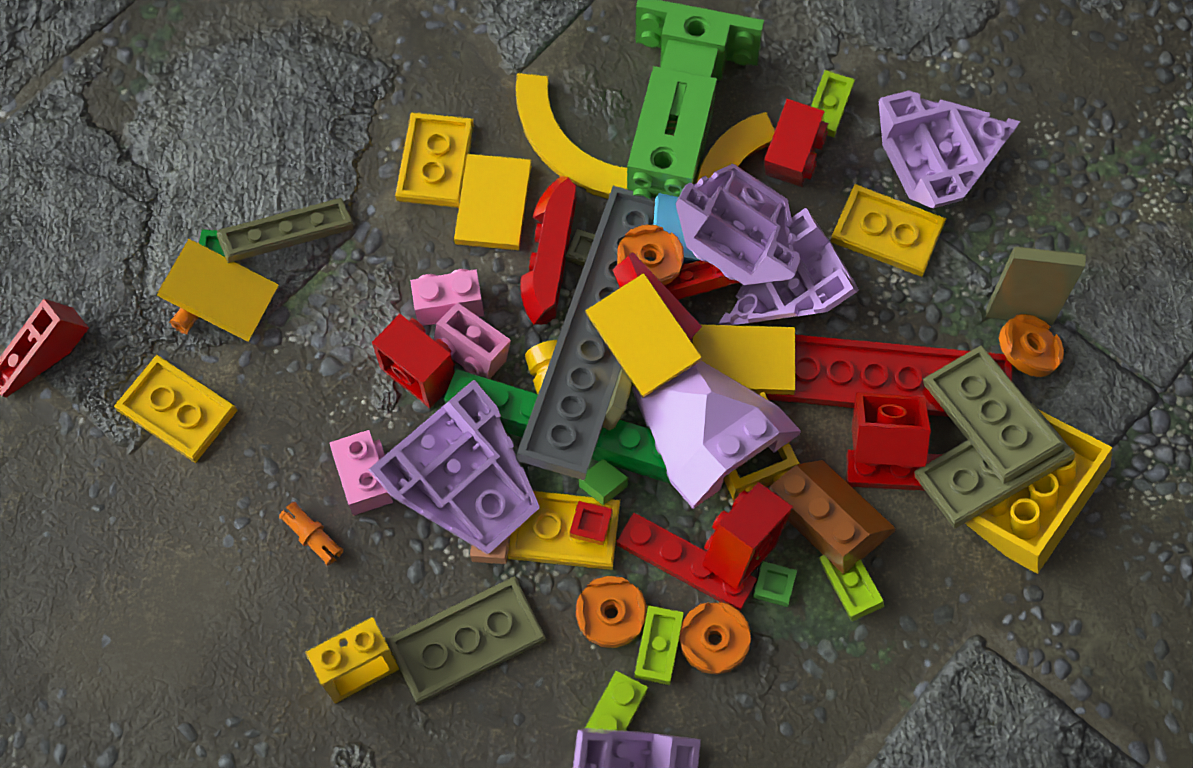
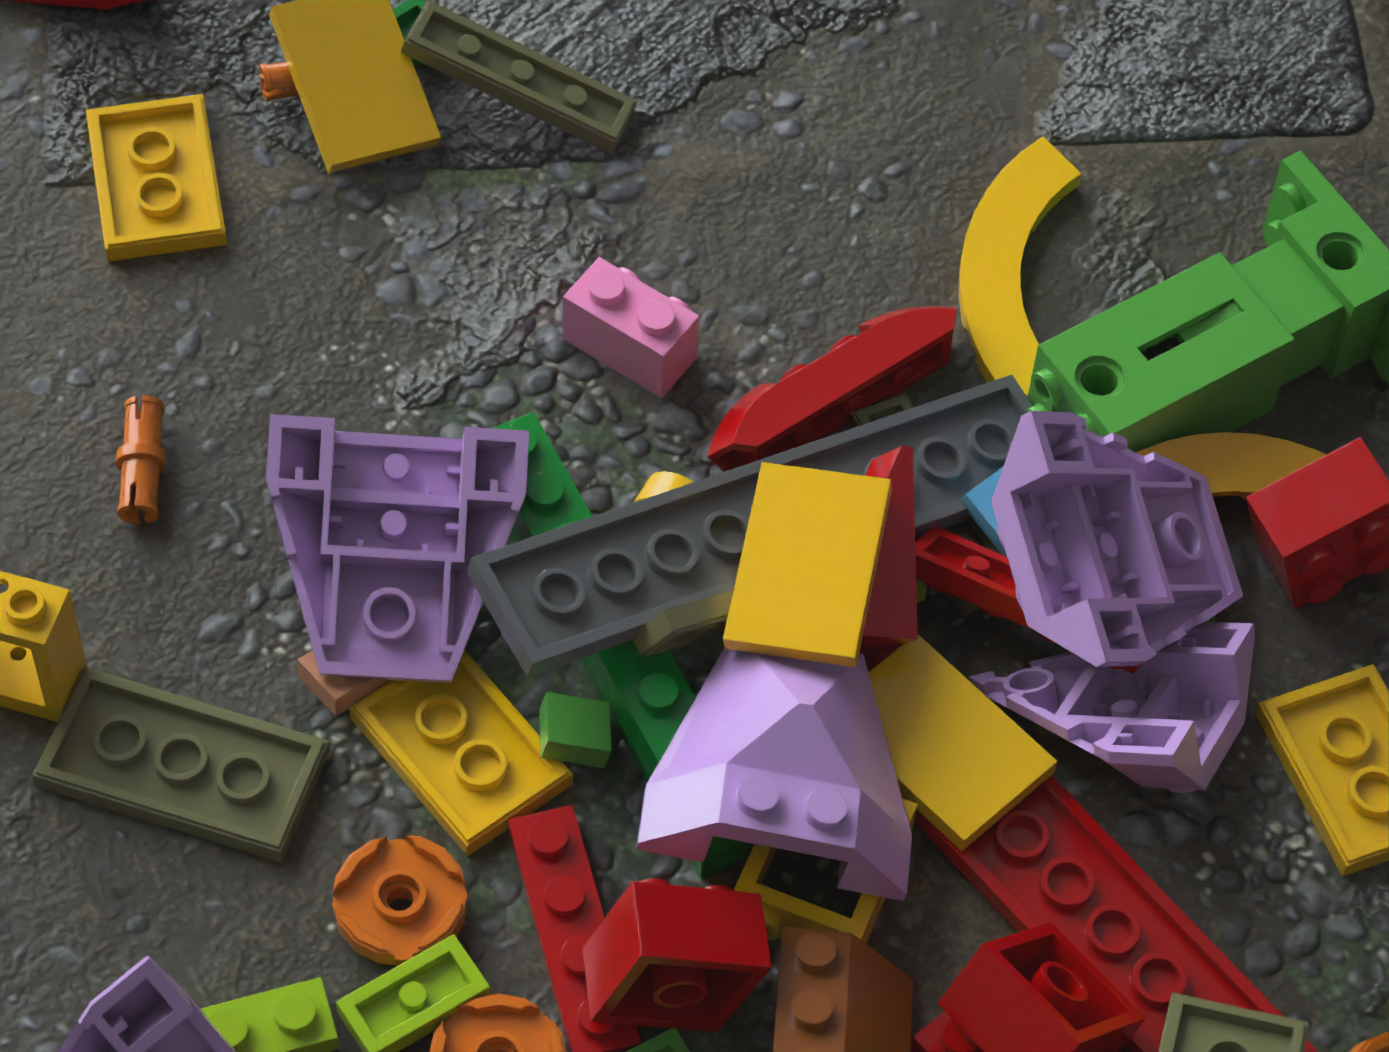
camera: 40 degrees right, 10 degrees down
(353, 459) = (244, 454): bright pink brick -> none
(415, 359) = (499, 349): red brick -> none
(434, 159) = (813, 156): yellow tile -> none
(472, 341) = (594, 403): bright pink brick -> none
(492, 202) = (830, 268): yellow tile -> none
(591, 523) = (494, 759): red plate -> none
(654, 243) = (969, 475): orange plate -> none

